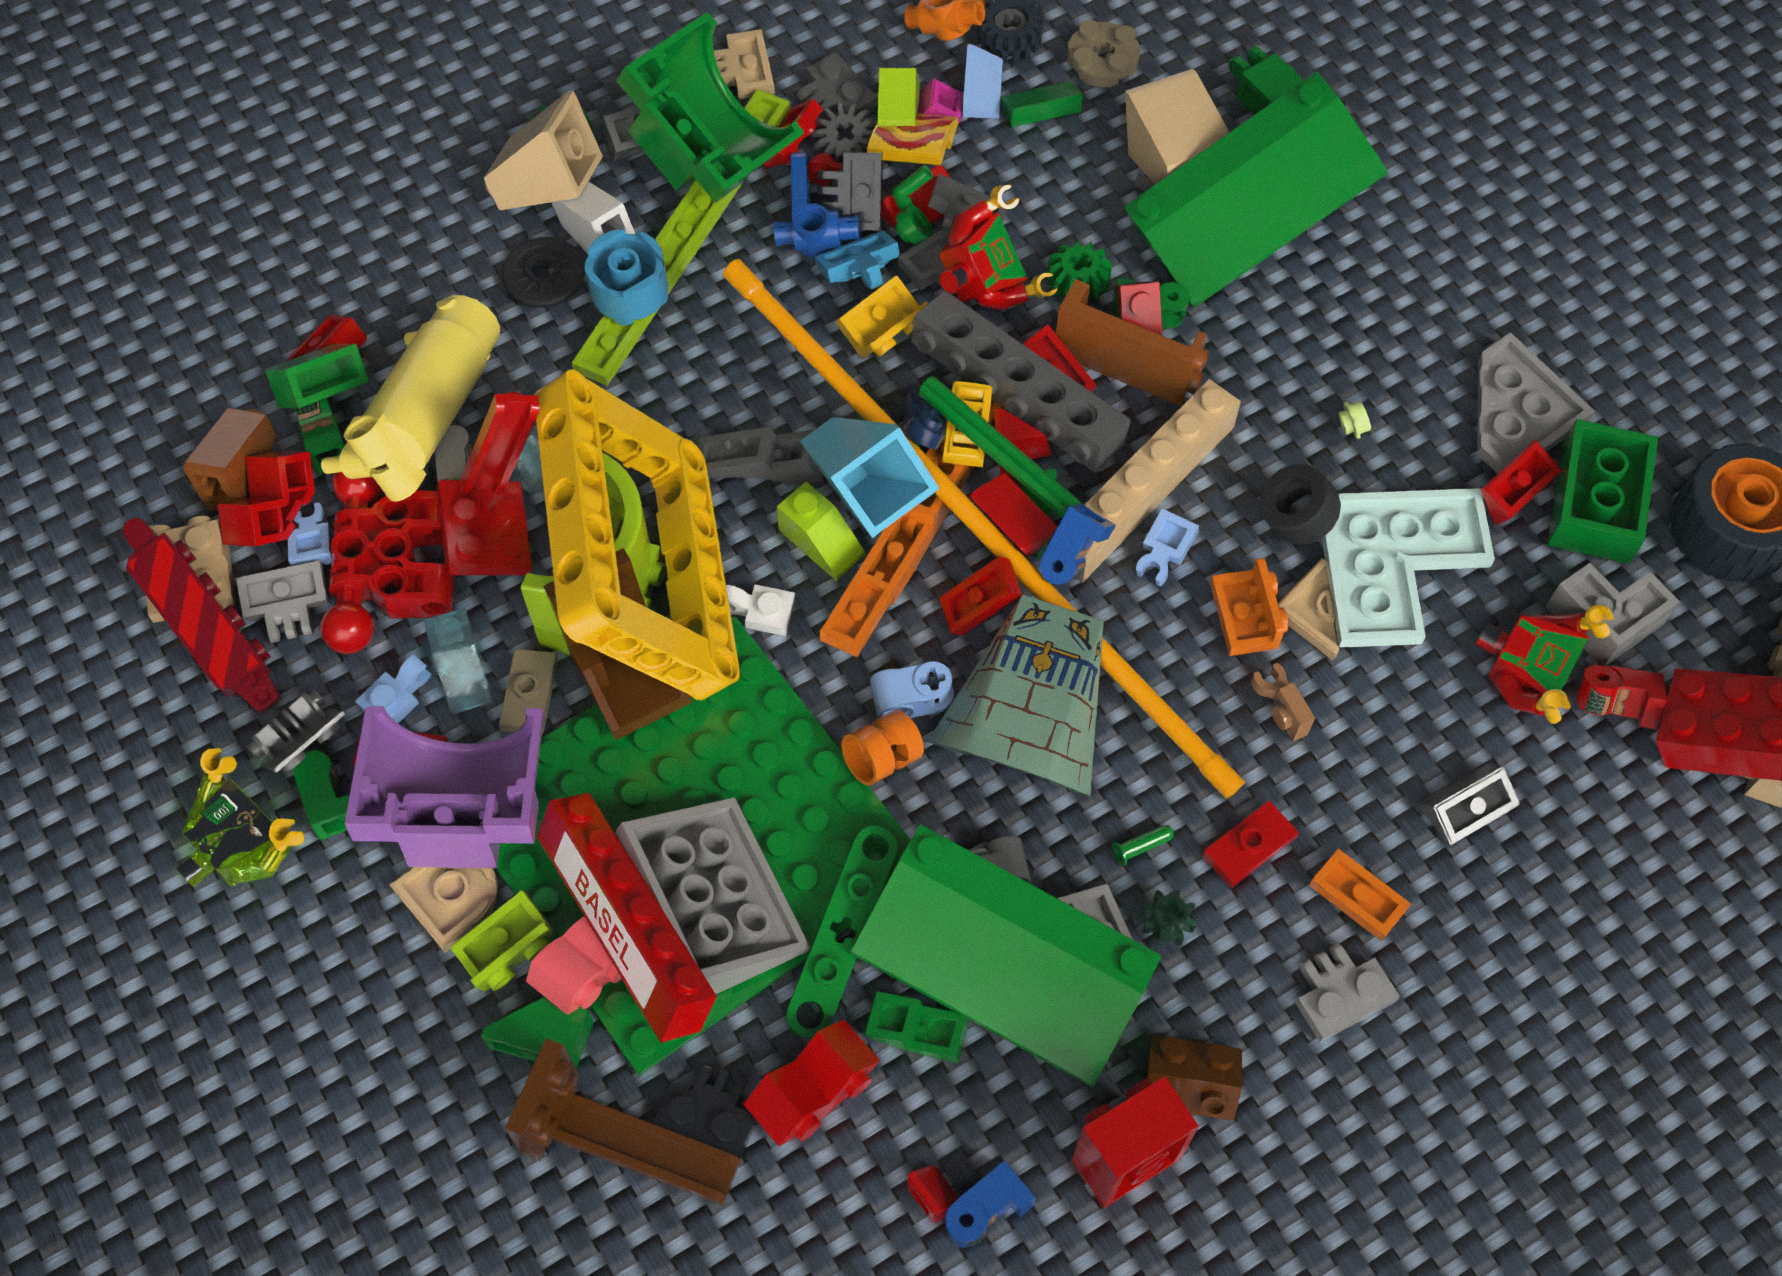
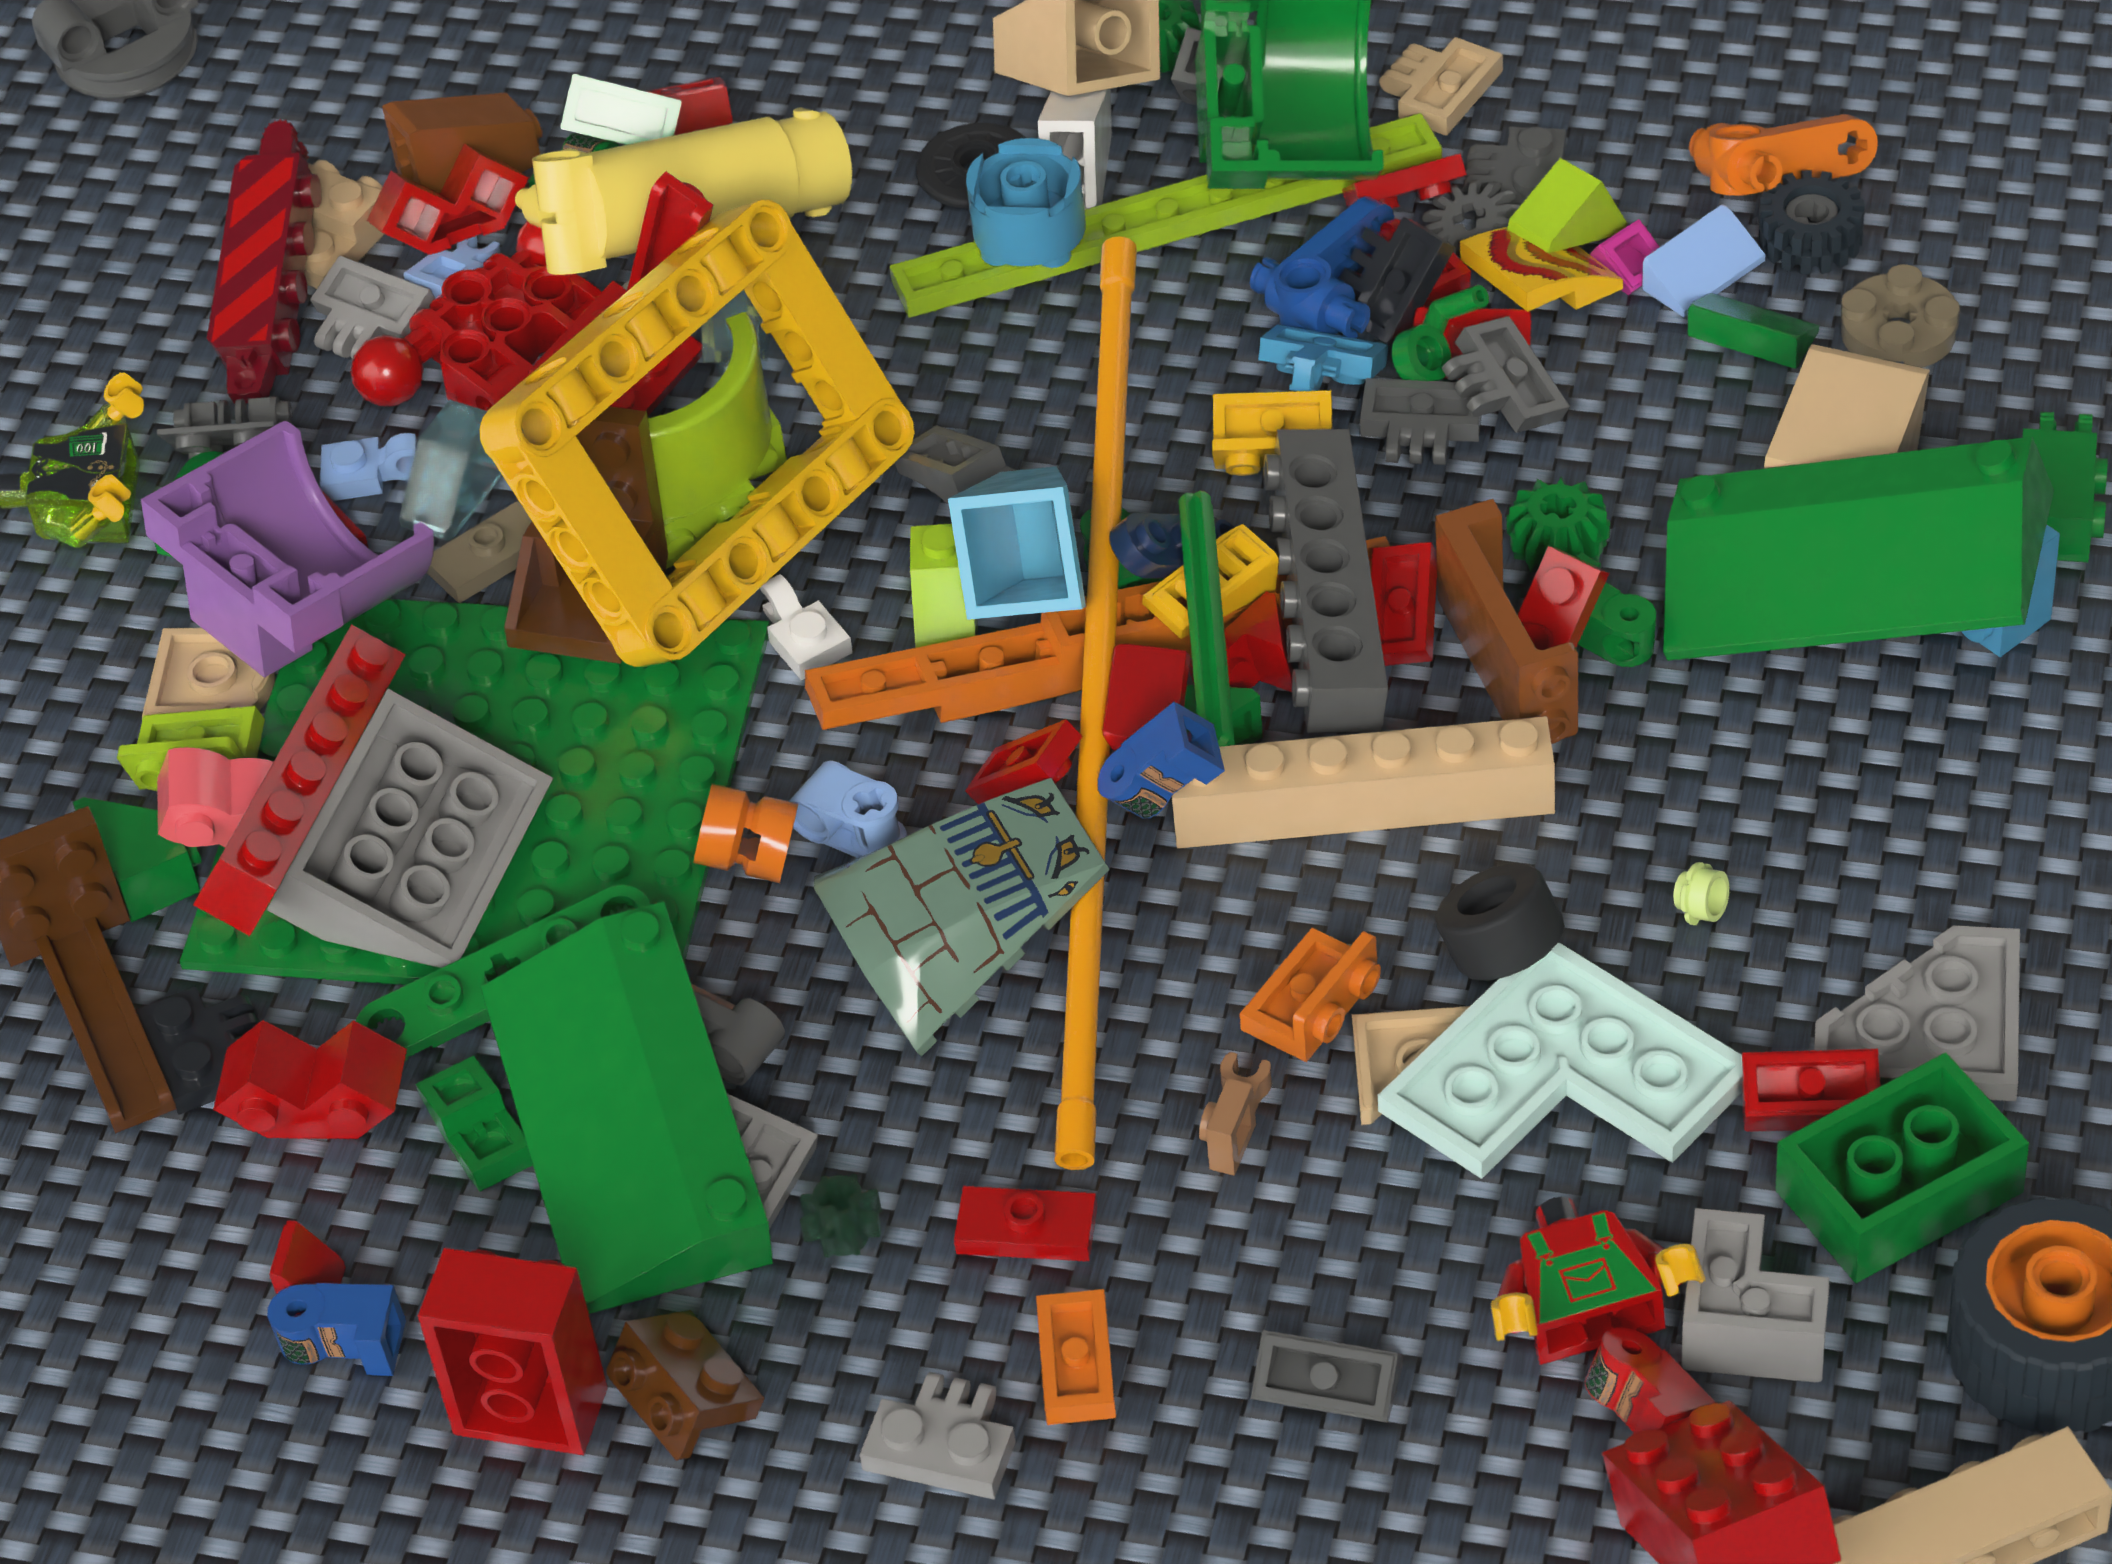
camera: 50 degrees right, 15 degrees down
(983, 260) = (1437, 427): red torso -> none
(1141, 843) = (911, 1134): green piece -> none
(1167, 541) = (1310, 864): light blue plate -> none

